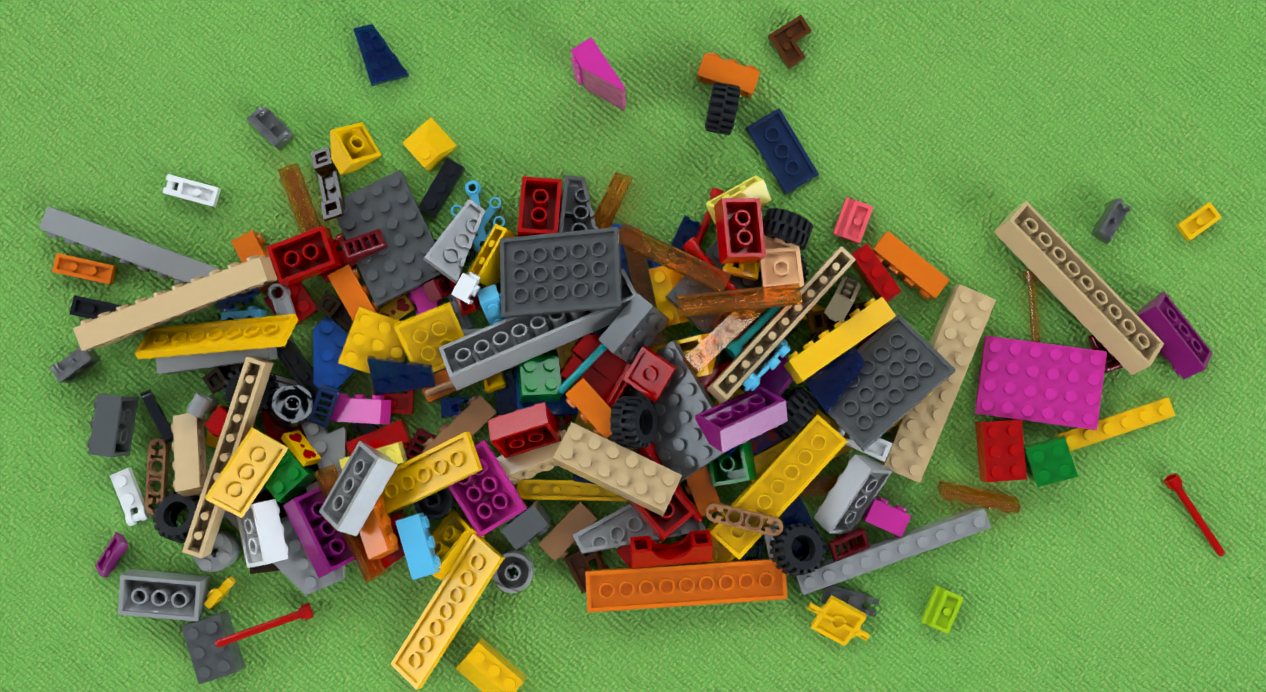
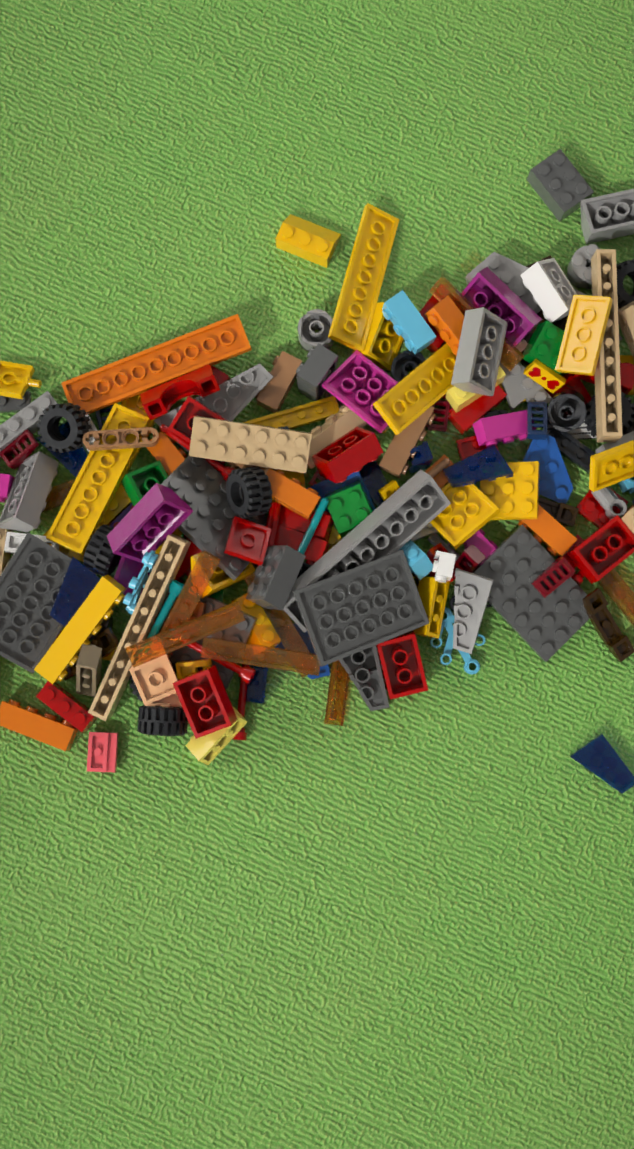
camera: 165 degrees right, 5 degrees down
(217, 595) = (574, 229): yellow plate -> none
(303, 612) = (491, 238): red piece -> none
(352, 148) = (597, 667): yellow slope -> none
(398, 308) = (502, 531): yellow tile -> none
(429, 144) = (527, 695): yellow slope -> none
(441, 187) = (501, 657): black plate -> none
(579, 563) = (257, 355): reddish brown plate -> none
(596, 74) = (394, 812): dark pink slope -> none
(722, 108) = (259, 818): black tyre -> none
(728, 71) = (264, 855): orange brick -> none
(782, 151) = (190, 798): dark blue tile -> none
(785, 41) = (219, 908): reddish brown plate -> none

